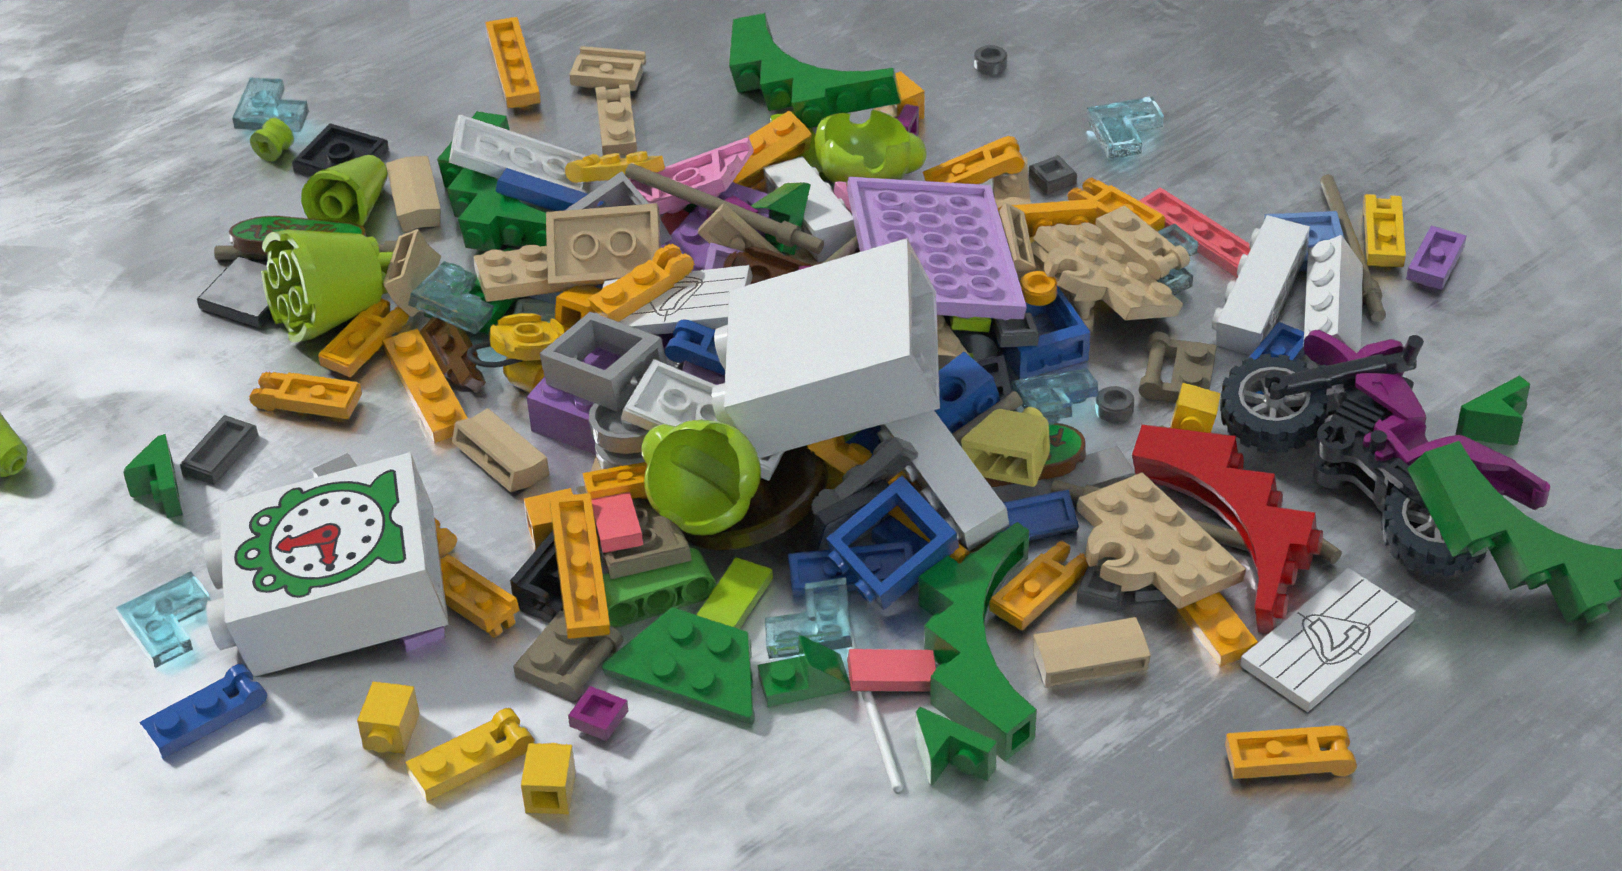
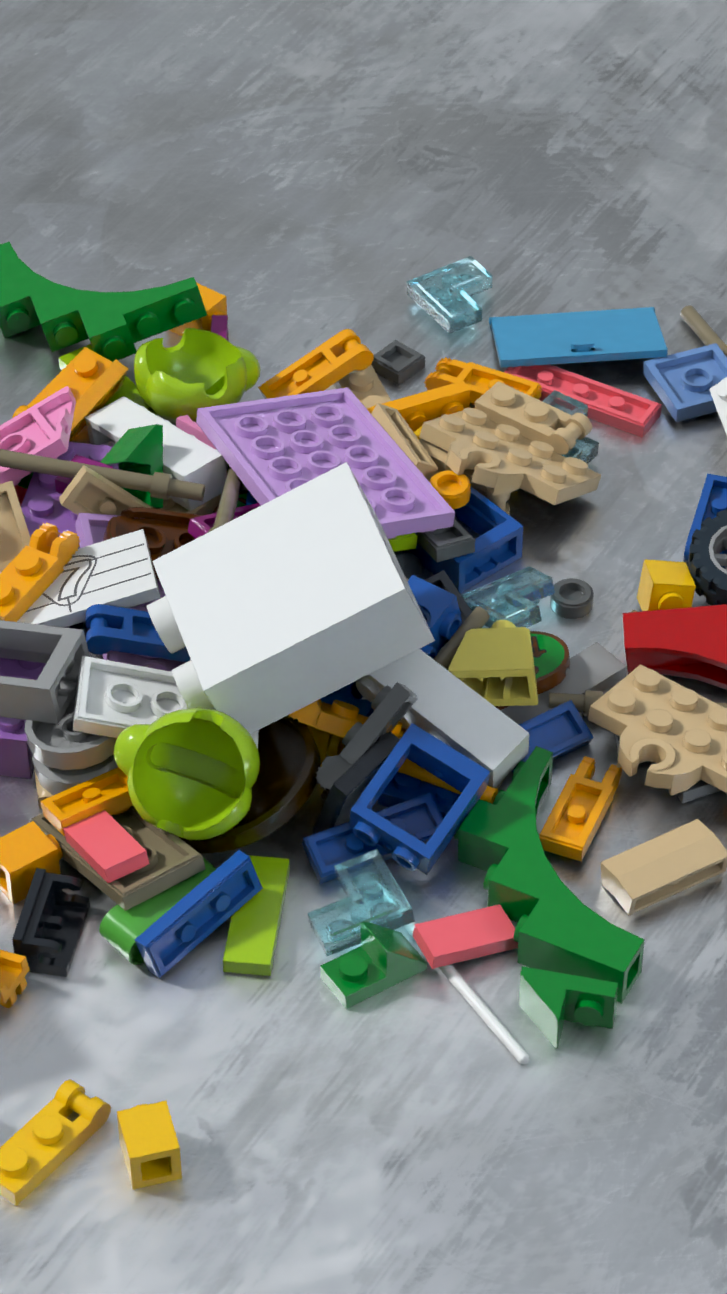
camera: 20 degrees left, 0 degrees up
(553, 655) = (90, 1003): dark tan plate -> none
(579, 566) = (86, 904): light orange plate -> none
(598, 713) = (169, 1061): magenta plate -> none
(682, 590) = (198, 914): none -> blue tile
(690, 662) = (248, 980): green wing -> none
(990, 59) = (273, 248): dark grey tile -> none
(1099, 592) = (642, 800): dark grey tile -> none
(1192, 366) = (634, 540): dark tan plate -> none
(1217, 182) = (578, 337): none -> dark azure container
(1261, 285) = (677, 439): white brick -> none

